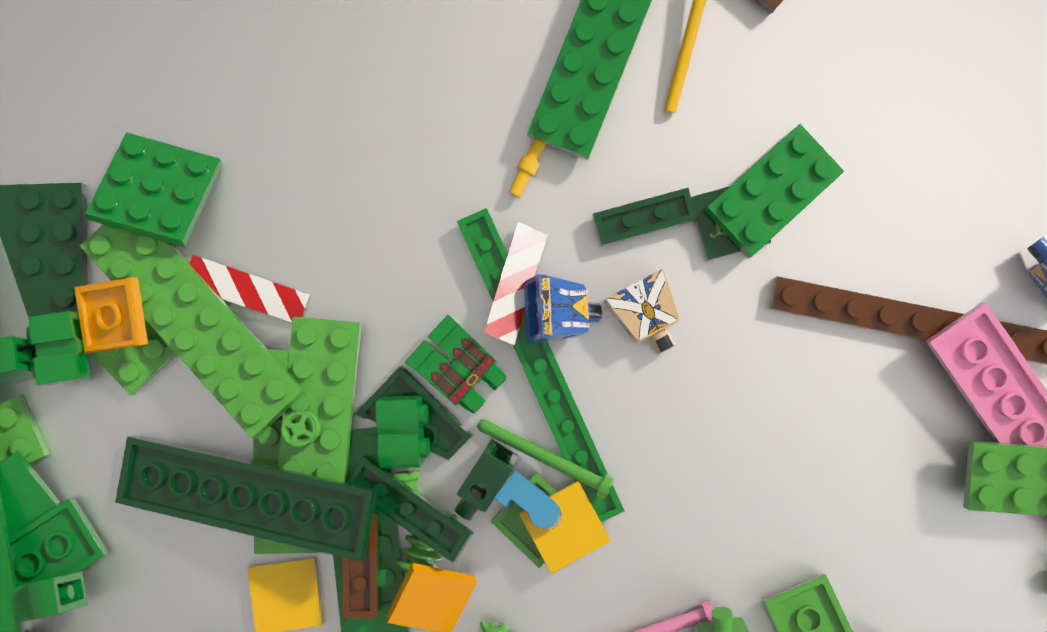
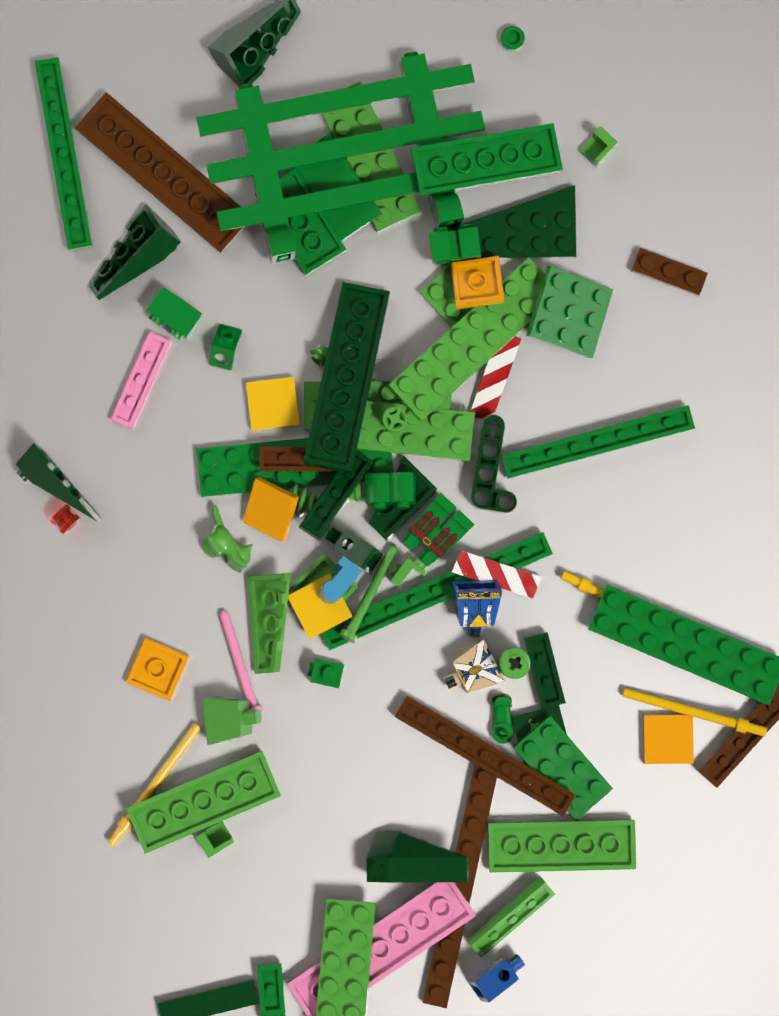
camera: 90 degrees right, 0 degrees up
(104, 58) = (669, 272): none -> reddish brown plate
(215, 535) = (319, 354): none -> bright green plate
(334, 150) = (598, 442): none -> green plate
(365, 291) = (491, 463): none -> dark green beam
(515, 414) = (400, 571): none -> bright green bracket
(578, 597) = (268, 616): none -> bright green wing
(650, 260) = (504, 664): none -> bright green piece
(654, 515) = (325, 673): none -> green bracket
(718, 272) = (502, 719): none -> green piece
(731, 52) = (668, 739): none -> light orange tile
(765, 293) = (485, 756): none -> reddish brown plate
(879, 190) = (562, 846): none -> bright green plate
(913, 393) = (405, 859): none -> dark green wedge
(983, 264) = (510, 917): none -> bright green plate

